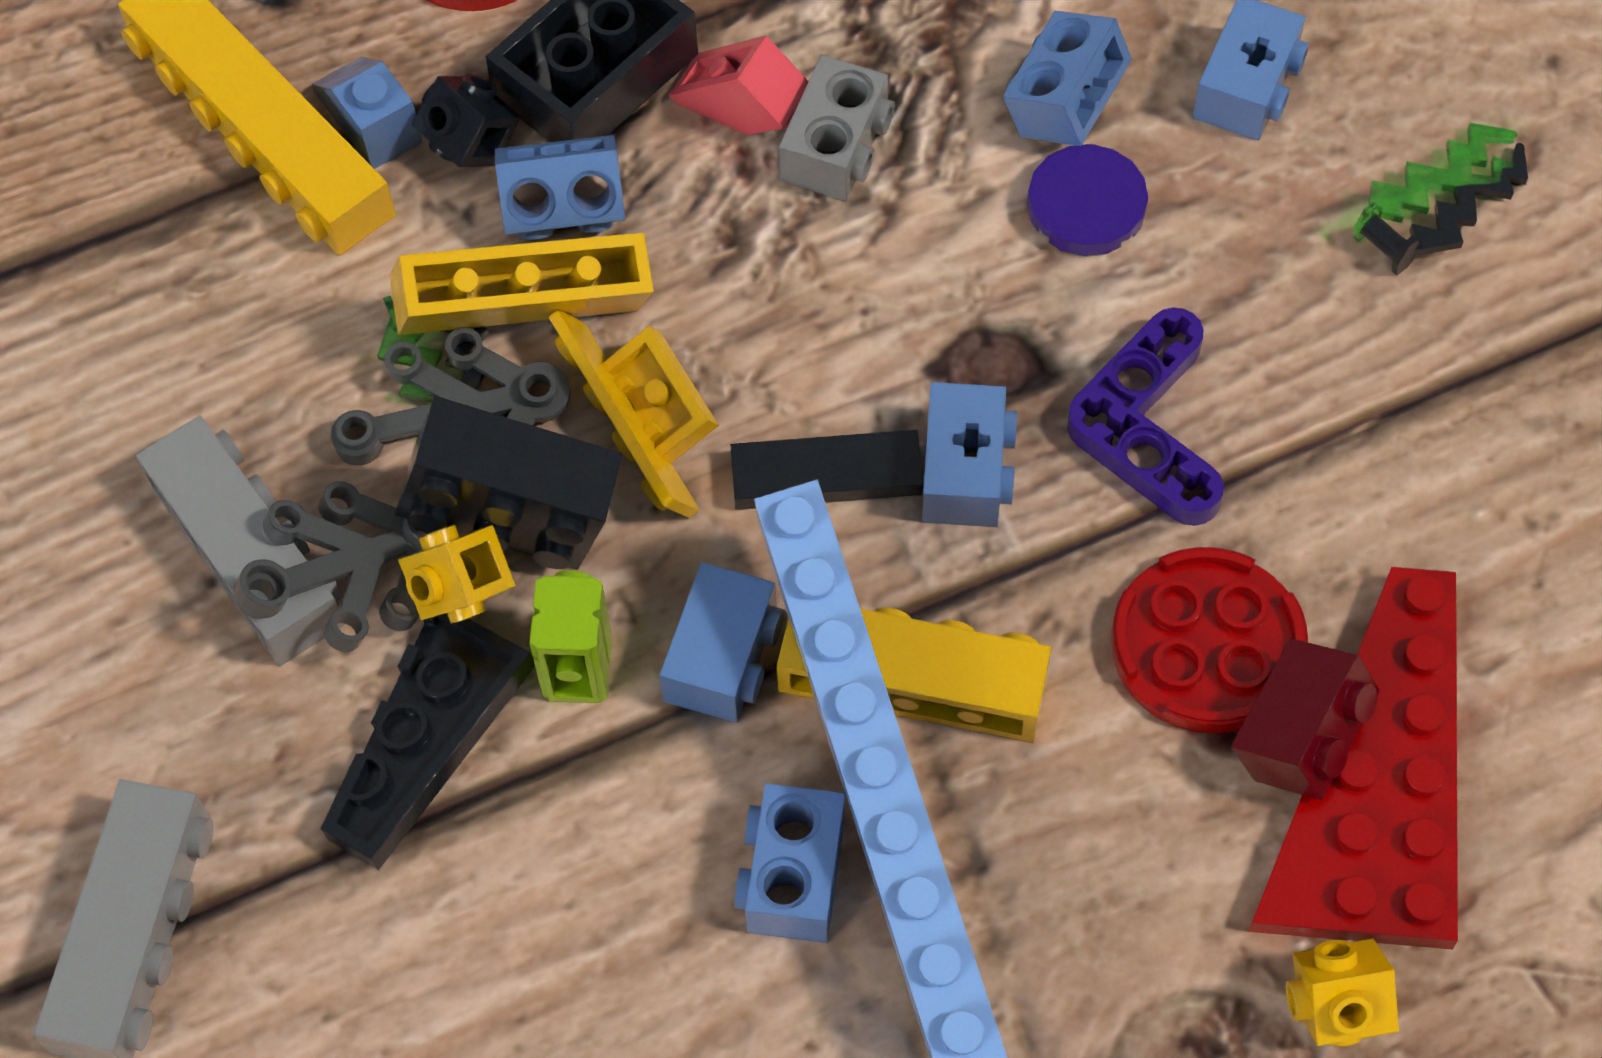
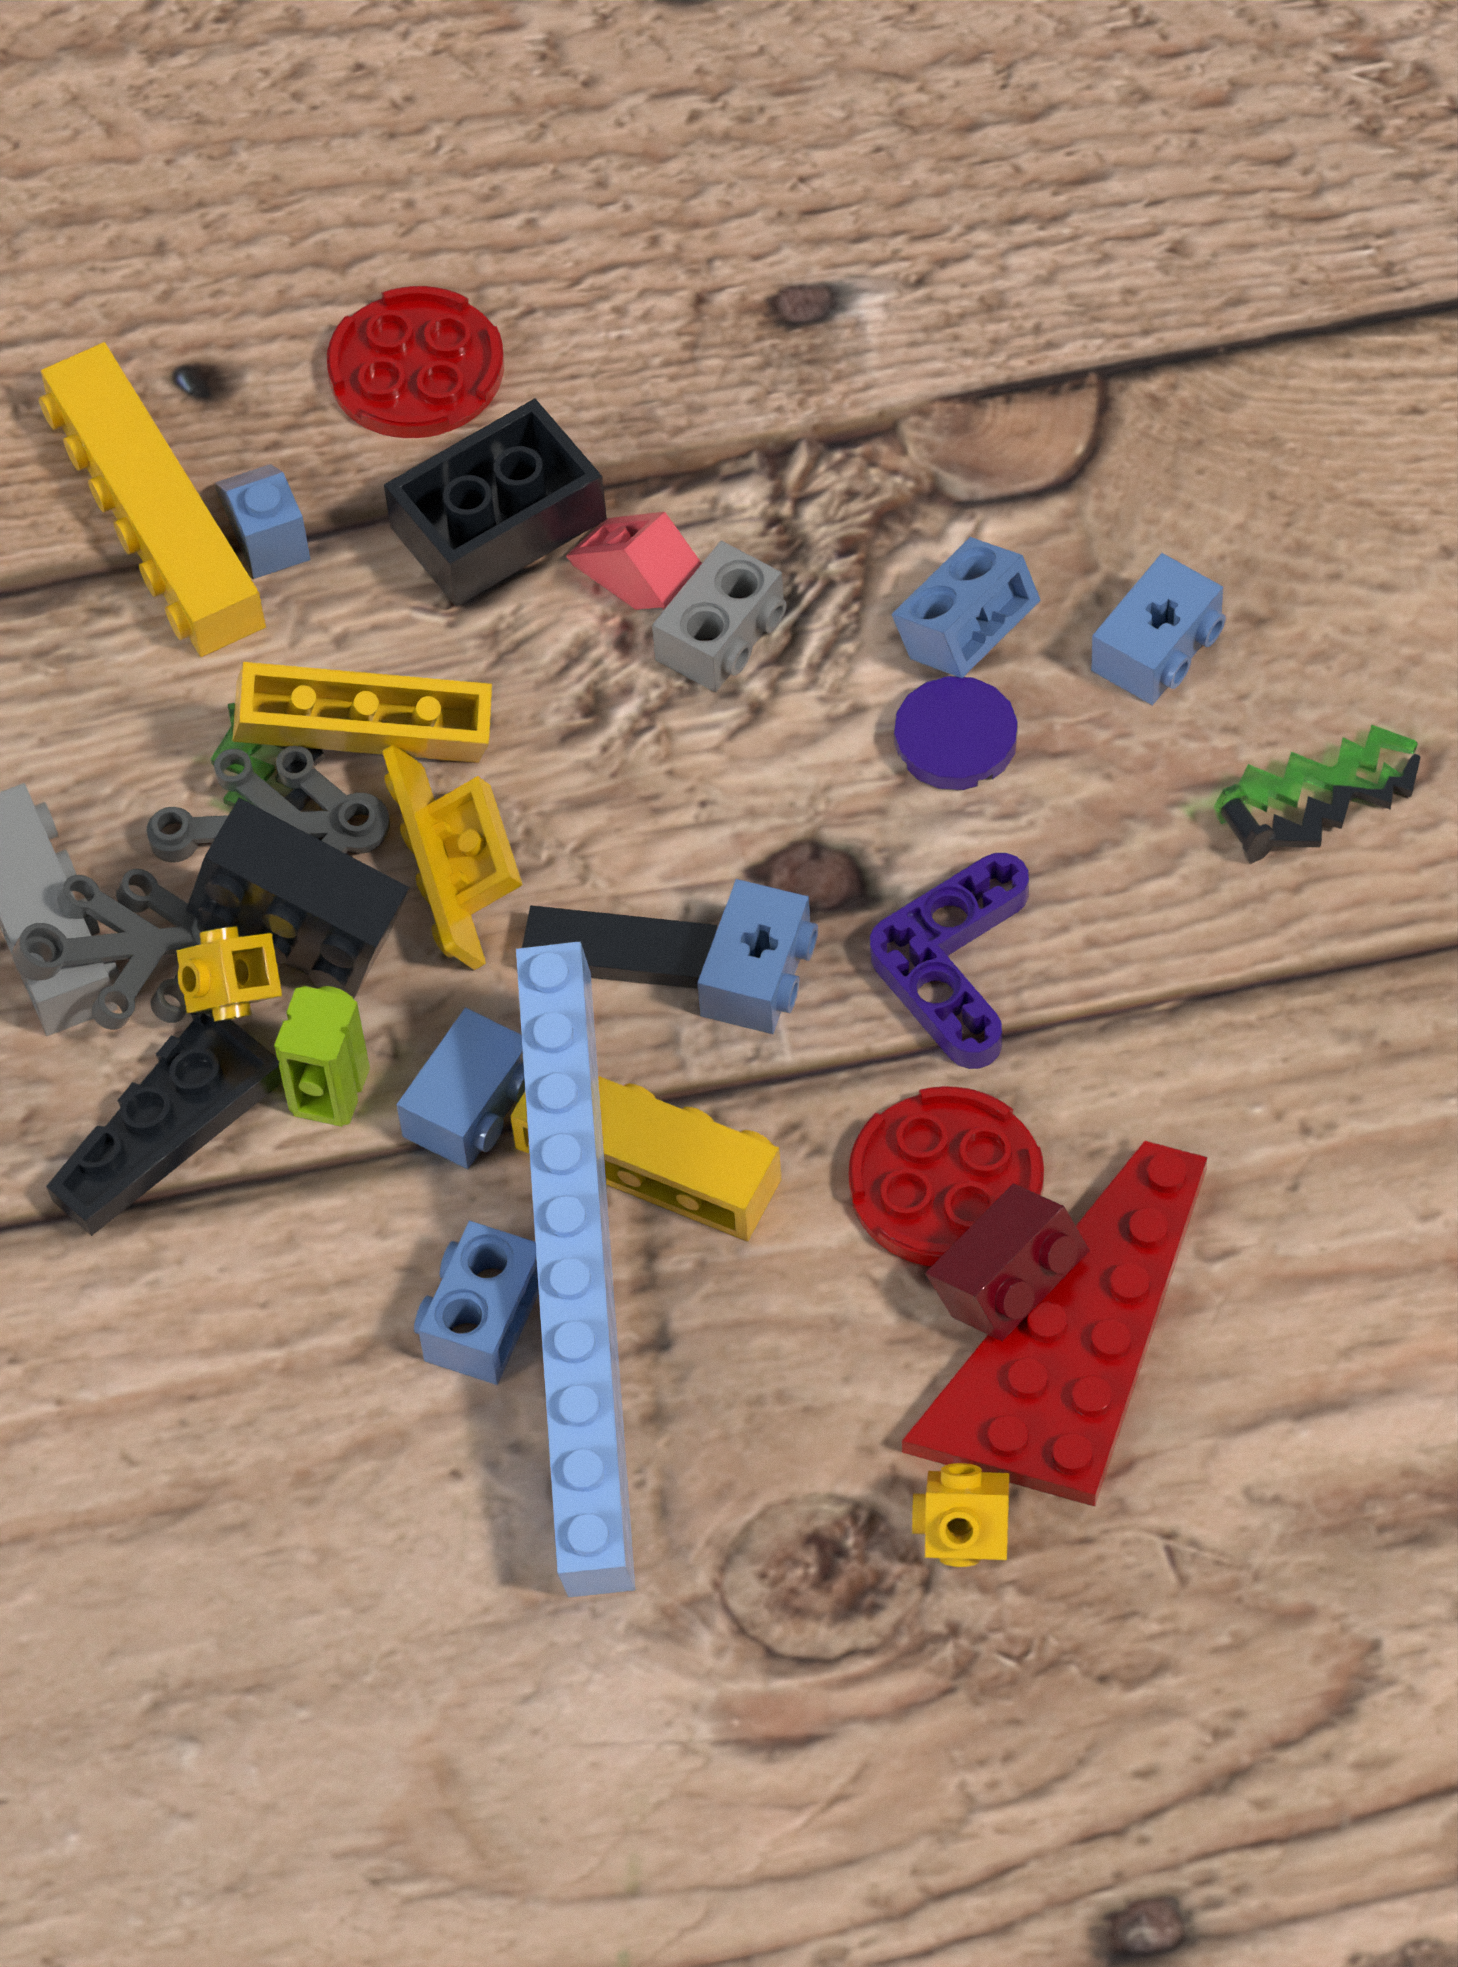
camera: 15 degrees right, 5 degrees down
(465, 120) = (353, 545): black brick -> none
(558, 169) = (426, 609): medium blue brick -> none

